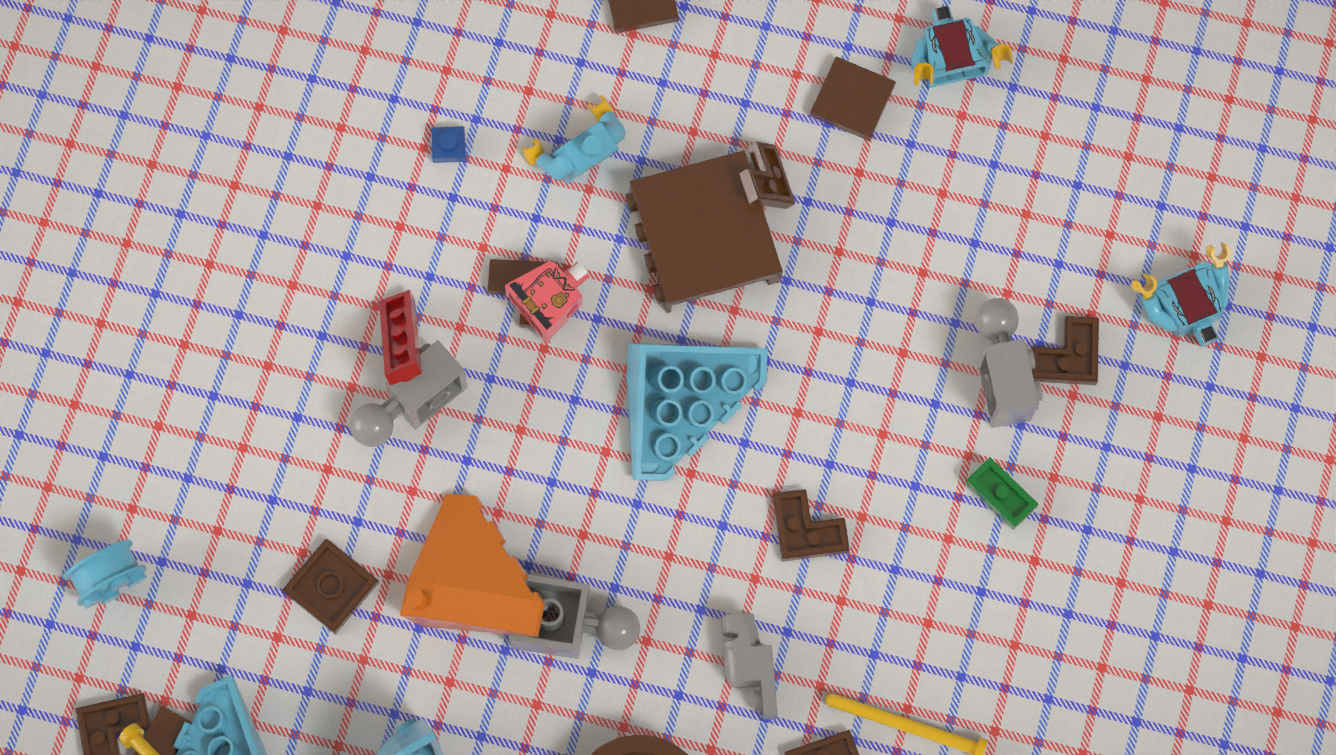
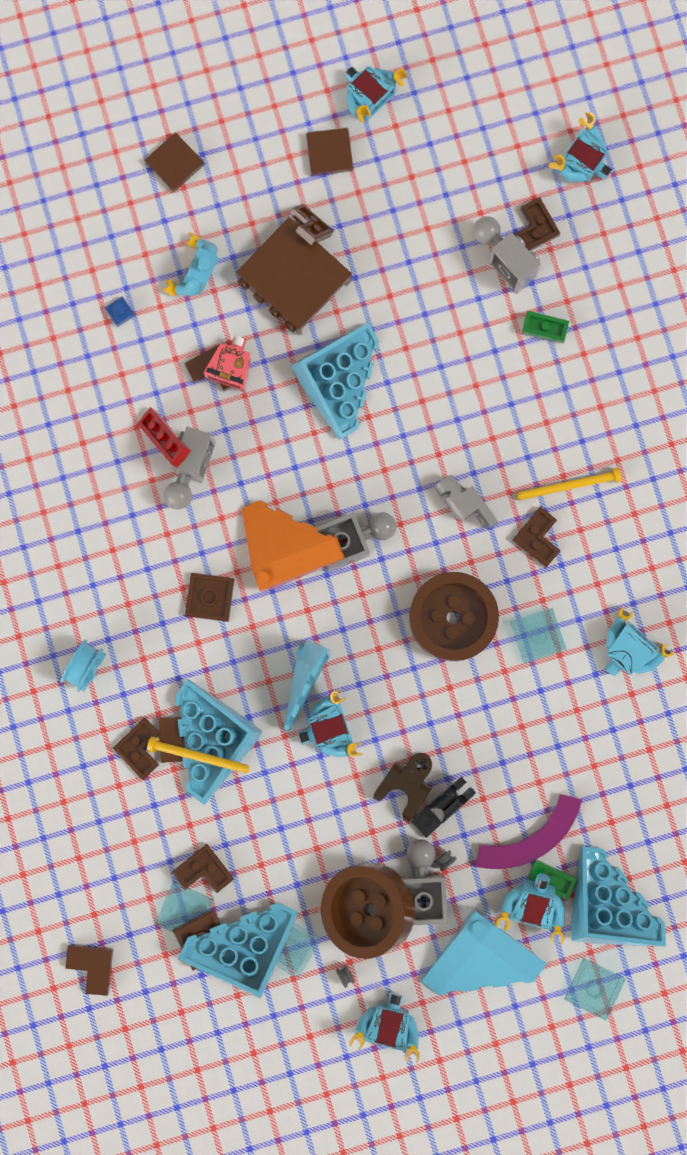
camera: 20 degrees left, 10 degrees up
(801, 537) = (449, 415): reddish brown tile -> none

